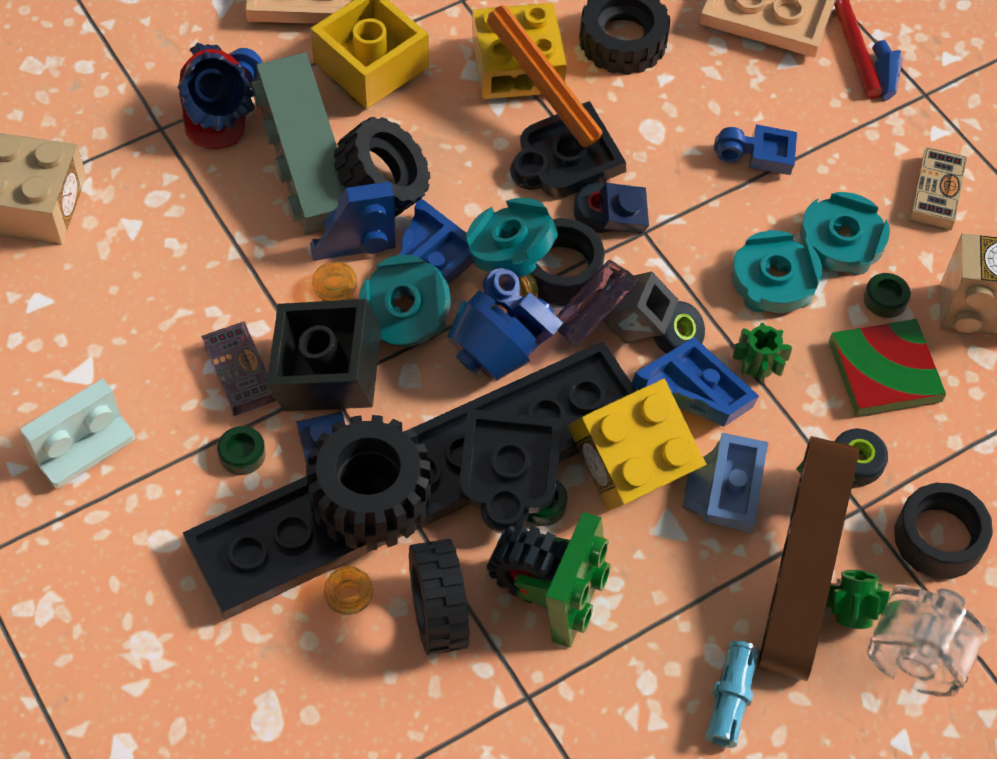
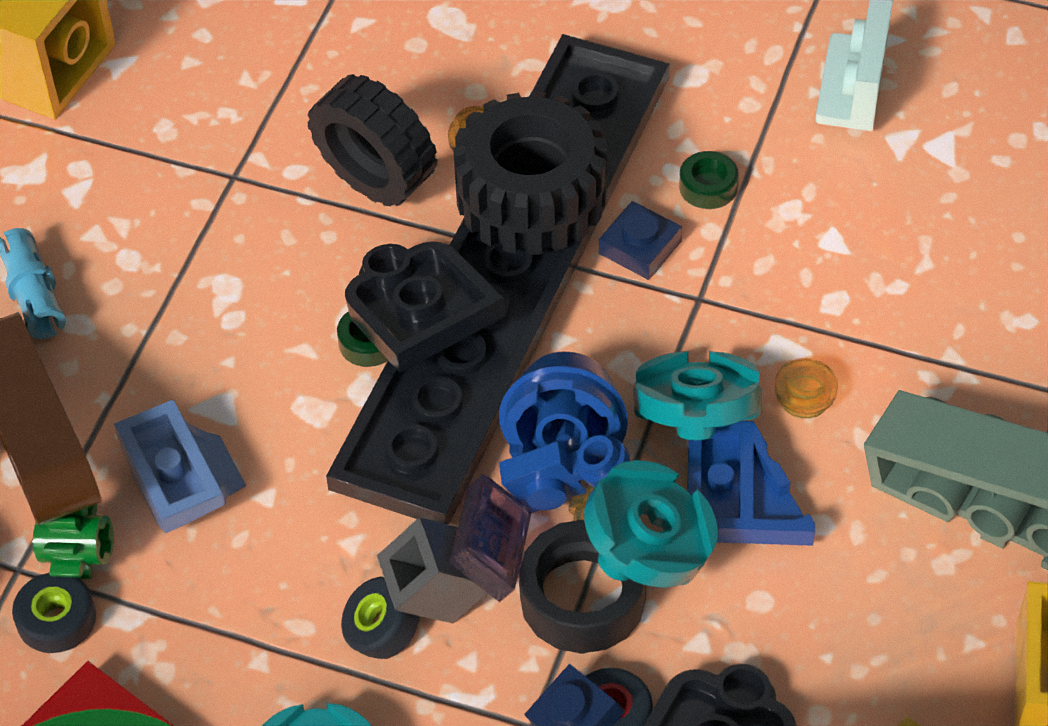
camera: 145 degrees right, 5 degrees down
(238, 368) = (799, 243): tile -> none
(324, 355) = (711, 272): pearl dark grey brick -> none
(359, 223) = (832, 435): blue wing -> none
(395, 149) = (936, 515): black tyre -> none
(554, 572) = (284, 235): green plate -> none
(636, 444) = (303, 407): yellow brick -> none
(699, 383) = (299, 550): blue wing -> none
(762, 352) = (252, 640): green gear -> none

